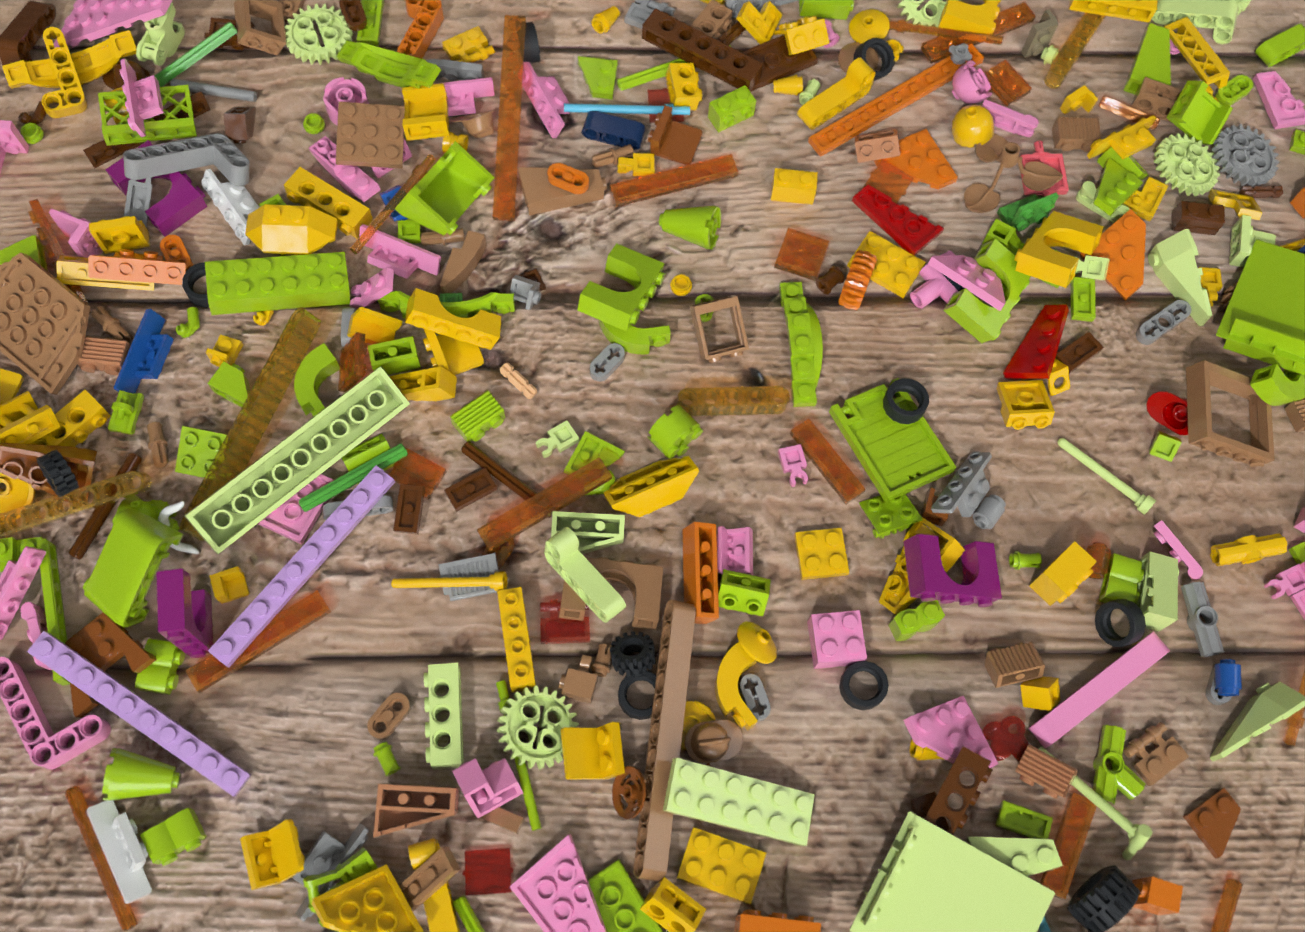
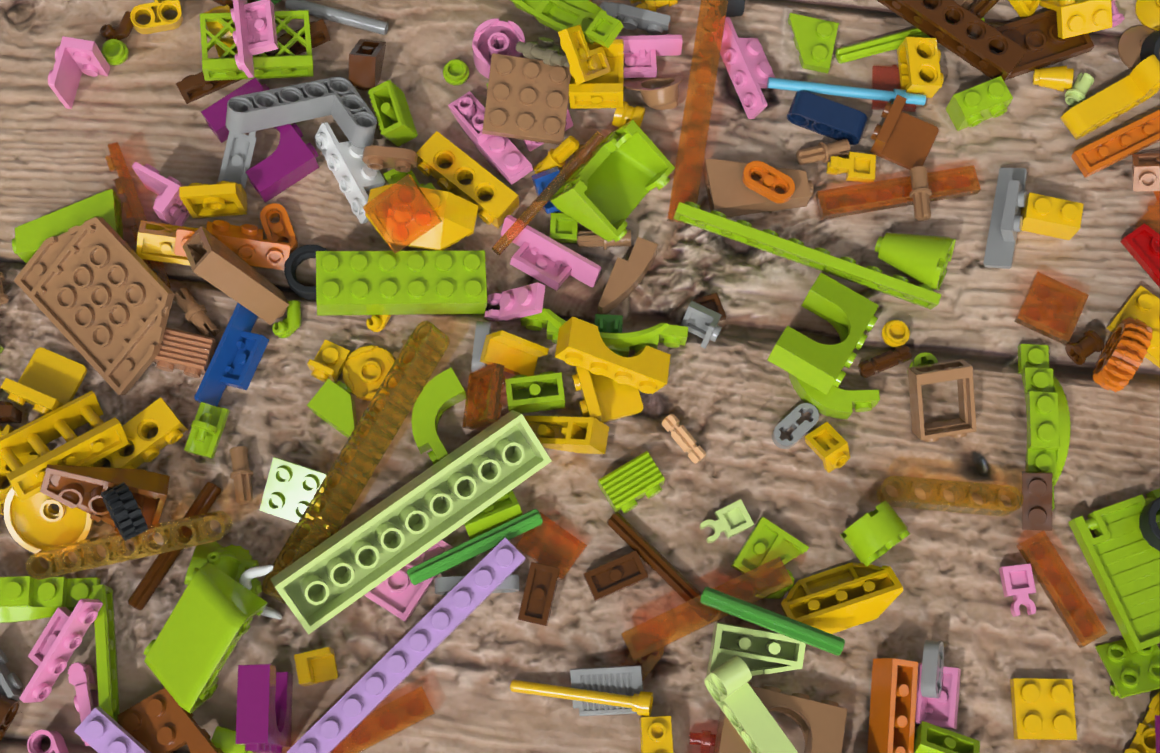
camera: 10 degrees right, 5 degrees up
(140, 289) = (234, 276): none -> medium nougat slope
(254, 354) = (367, 370): none -> yellow tile
(262, 189) = (390, 157): none -> medium nougat plate
(263, 157) = (392, 113): none -> lime brick
(272, 224) = (402, 213): none -> clear orange plate
(385, 98) = (545, 50): none -> dark tan plate
(400, 176) = (557, 156): none -> yellow axle
(412, 102) = (583, 63): none -> yellow plate
(595, 503) = (772, 621): none -> bright green axle
(609, 233) = (815, 258): none -> lime plate
(635, 374) = (828, 446): none -> yellow bracket
(674, 306) = (884, 361): none -> reddish brown axle
(690, 177) = (920, 193): none -> medium nougat axle
(728, 529) = (932, 669): none -> light grey beam
(760, 191) = (1006, 218): none -> light grey bracket
(801, 396) = (1037, 500): none -> reddish brown plate

